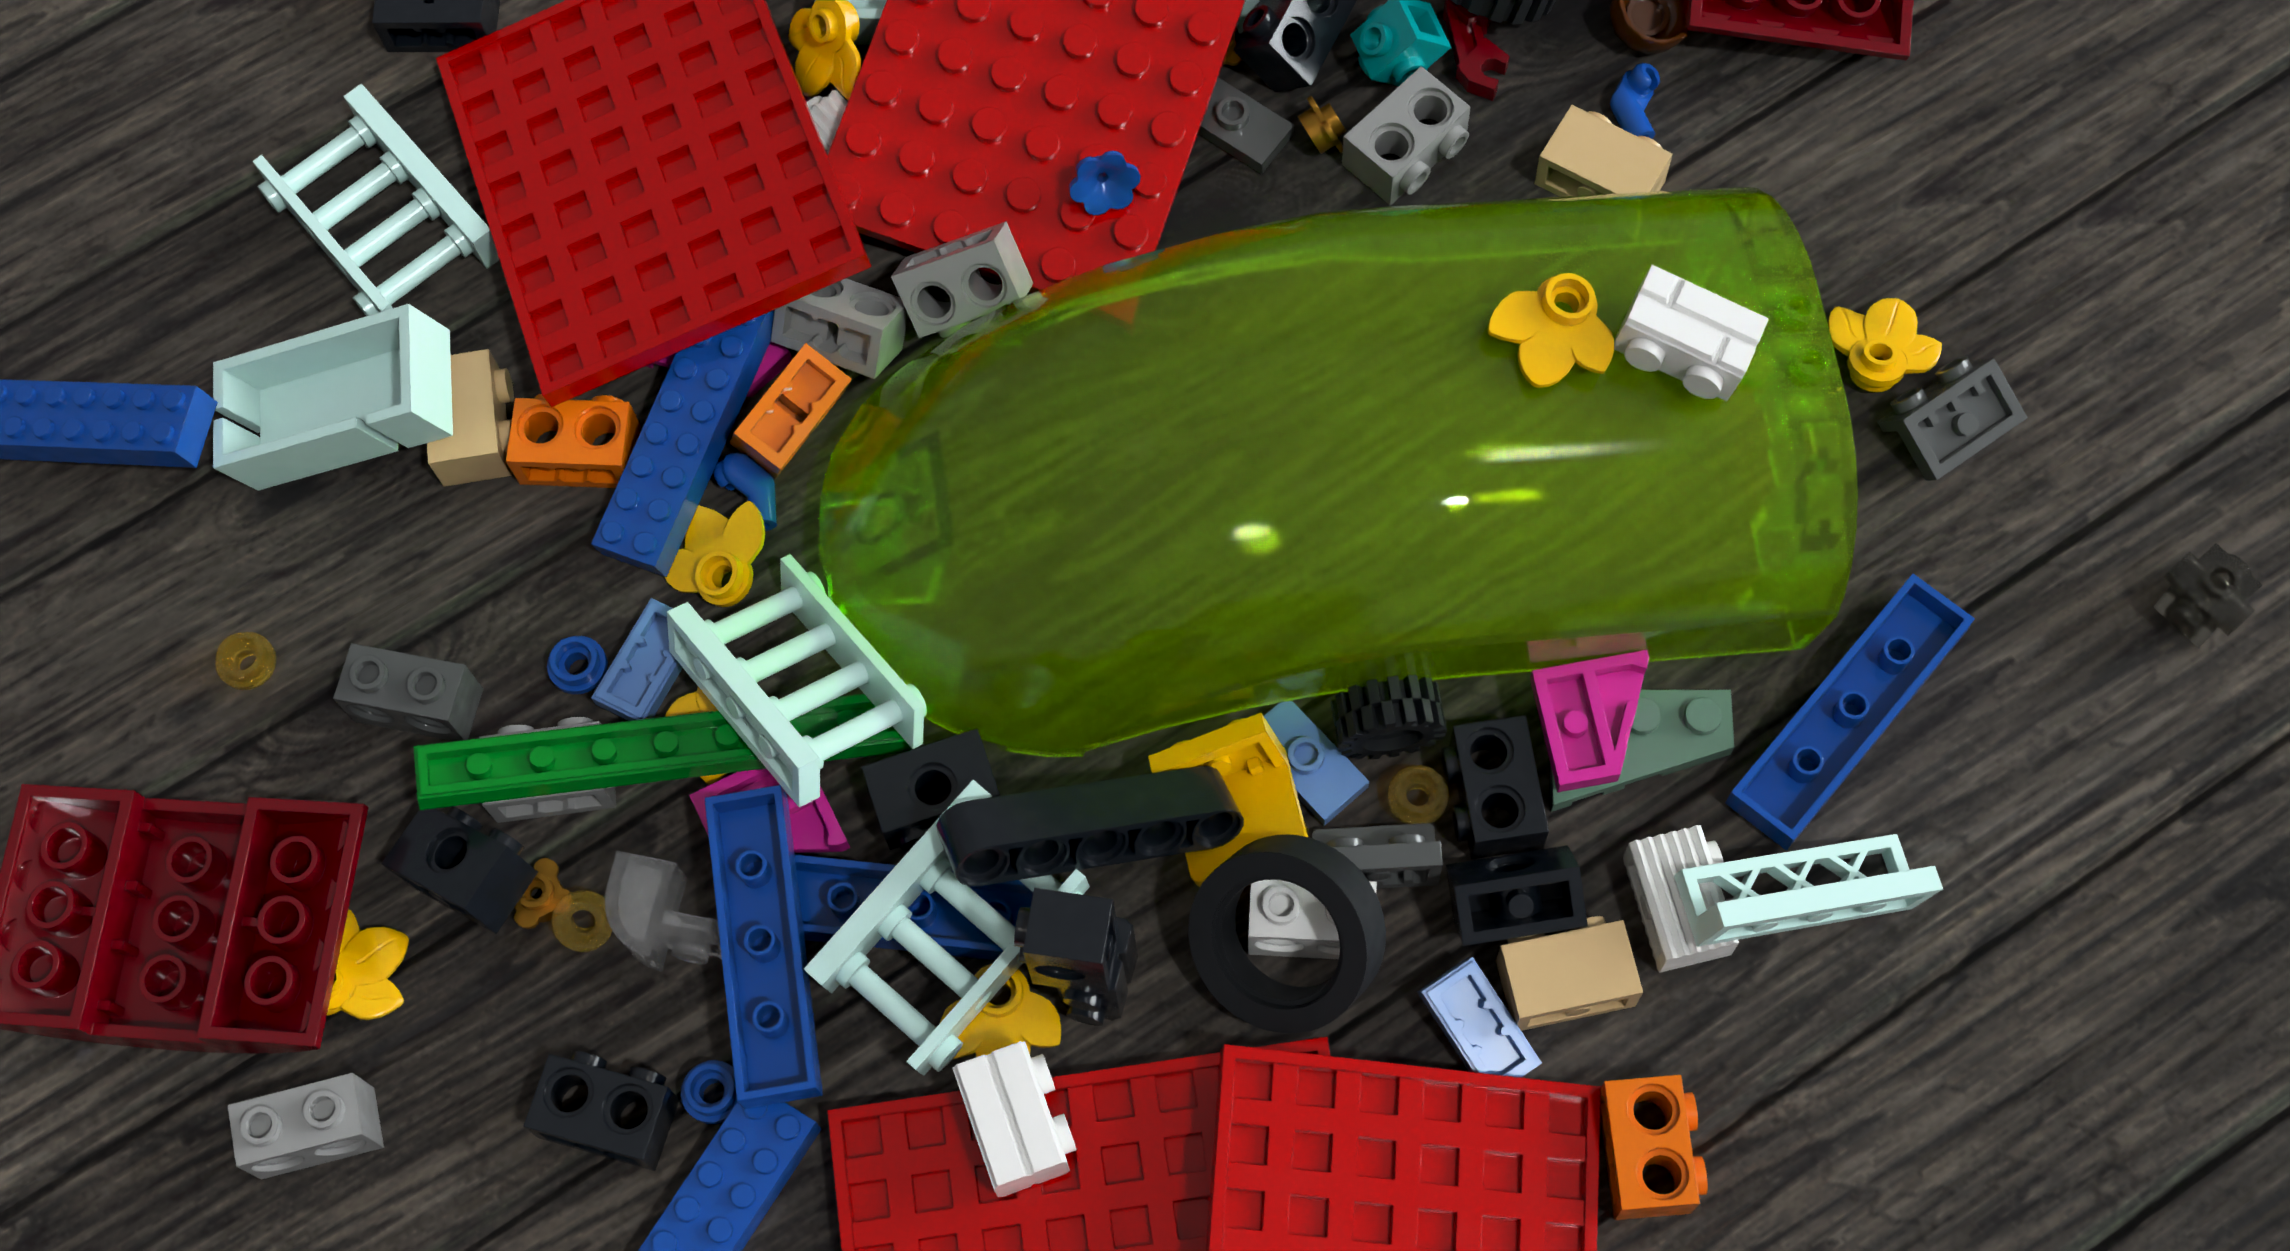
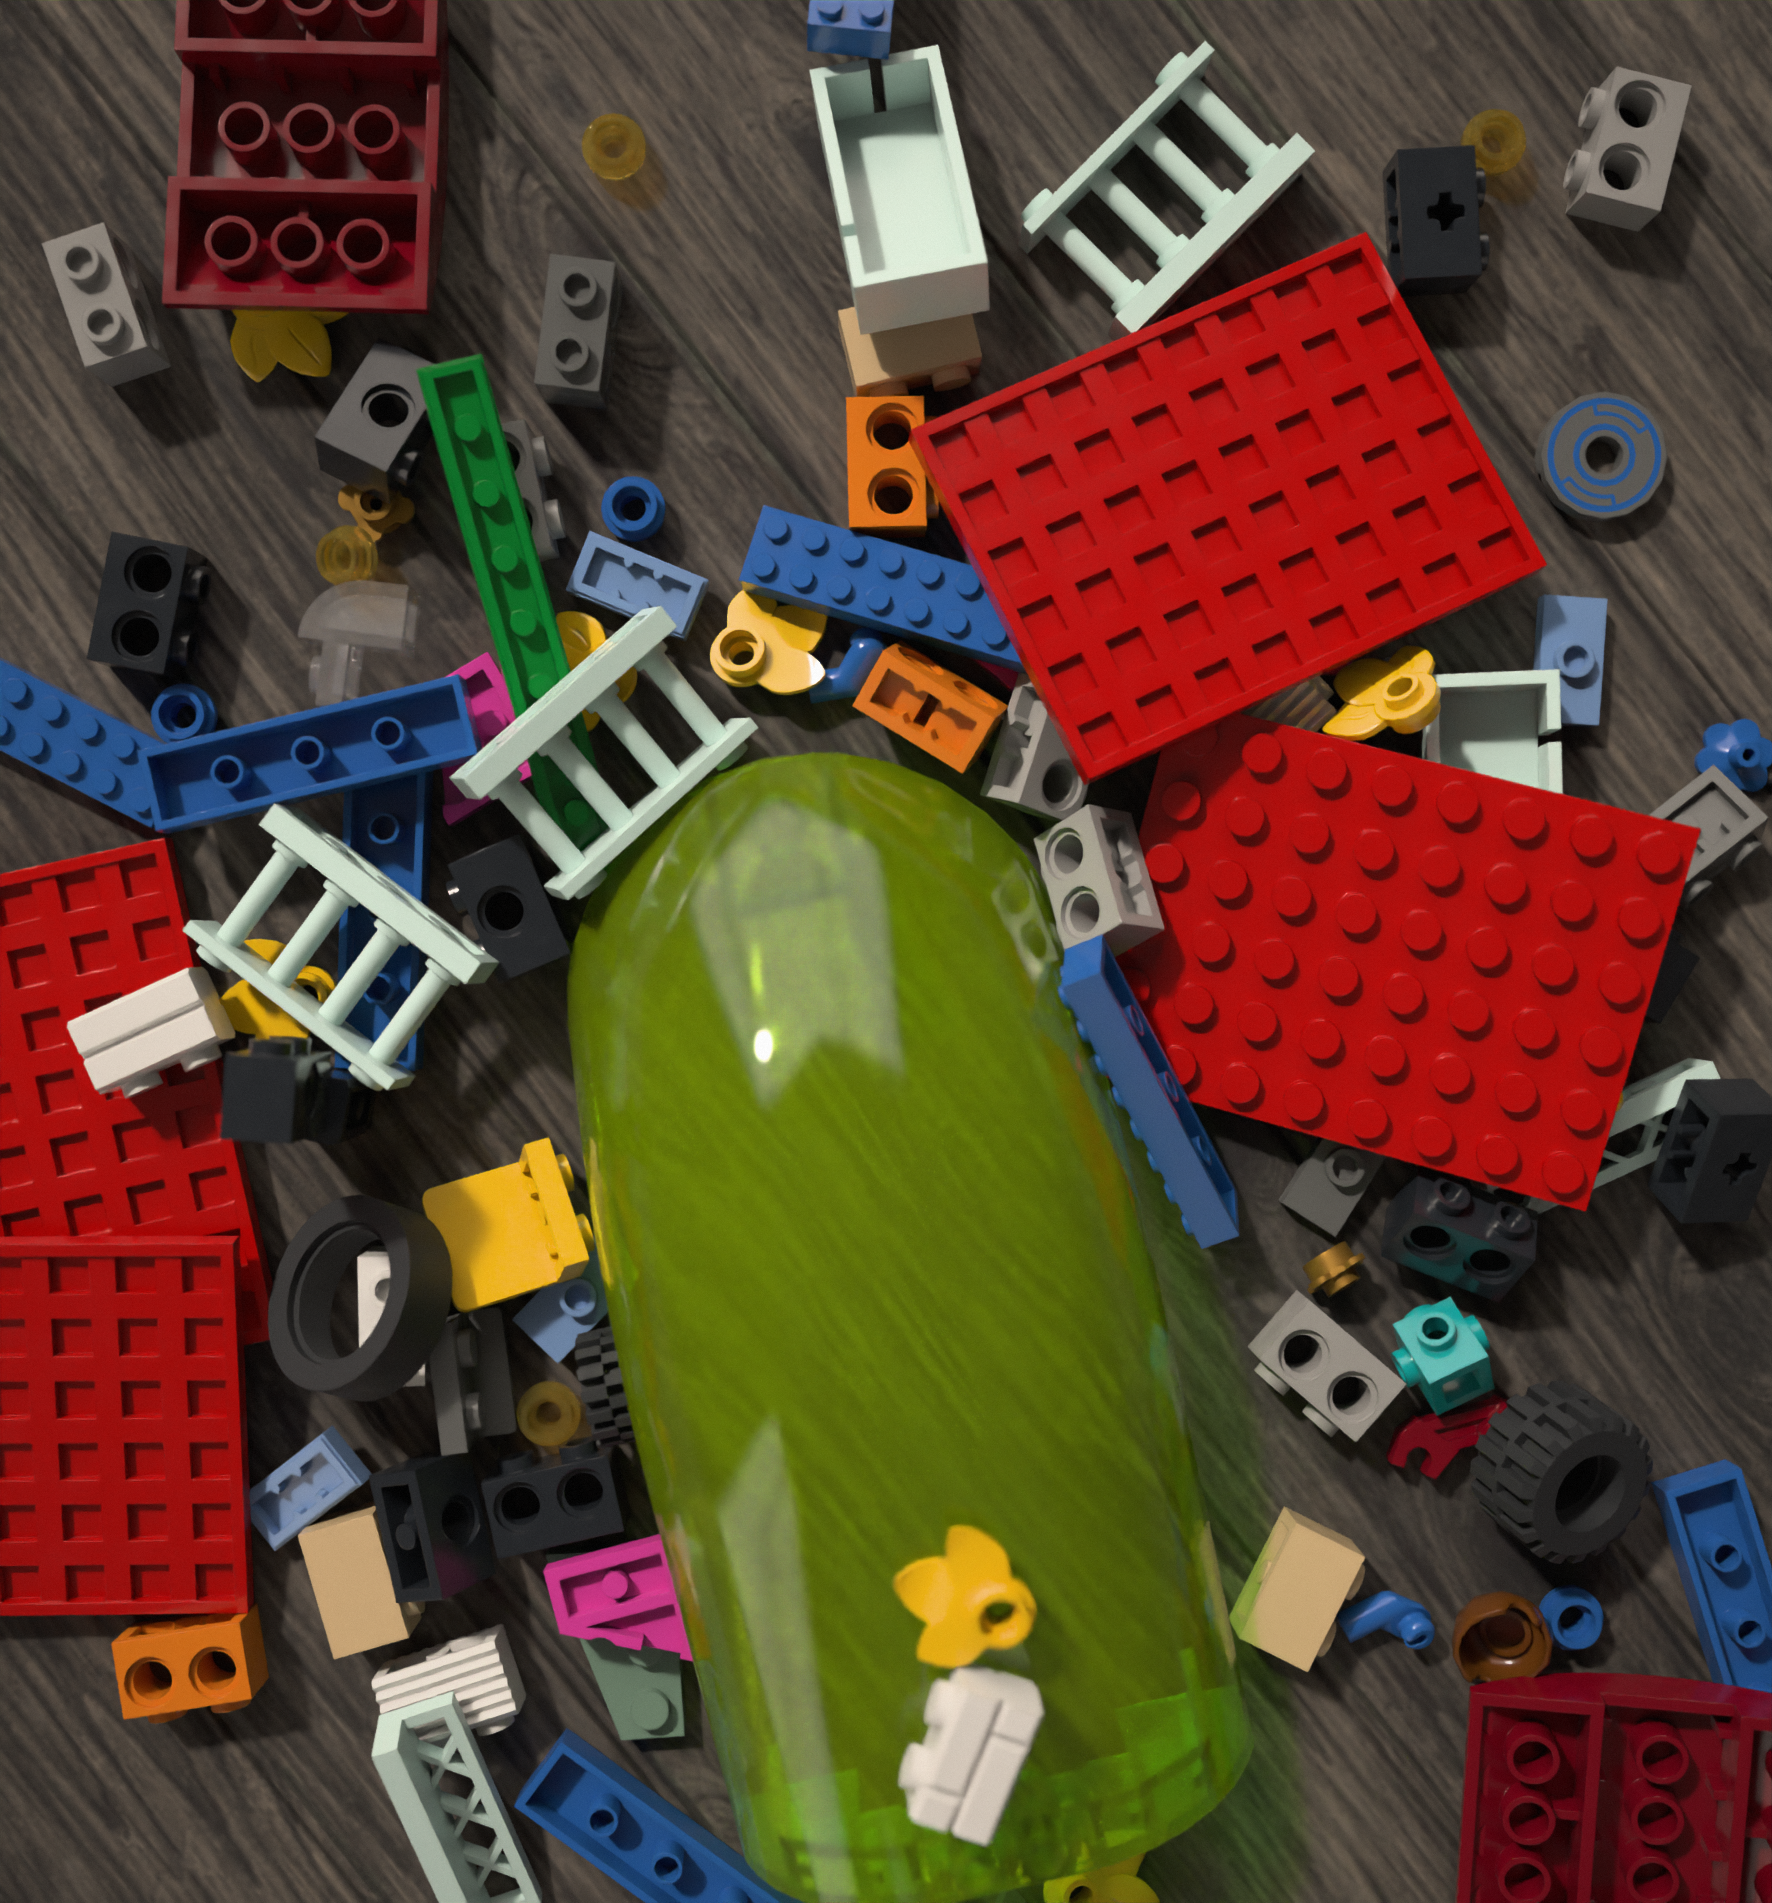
camera: 80 degrees right, 20 degrees up
(1077, 251) = (1149, 1091): none -> blue piece
(1088, 825) = (446, 1086): black beam -> none
(1104, 182) = (1221, 1036): blue plant -> none

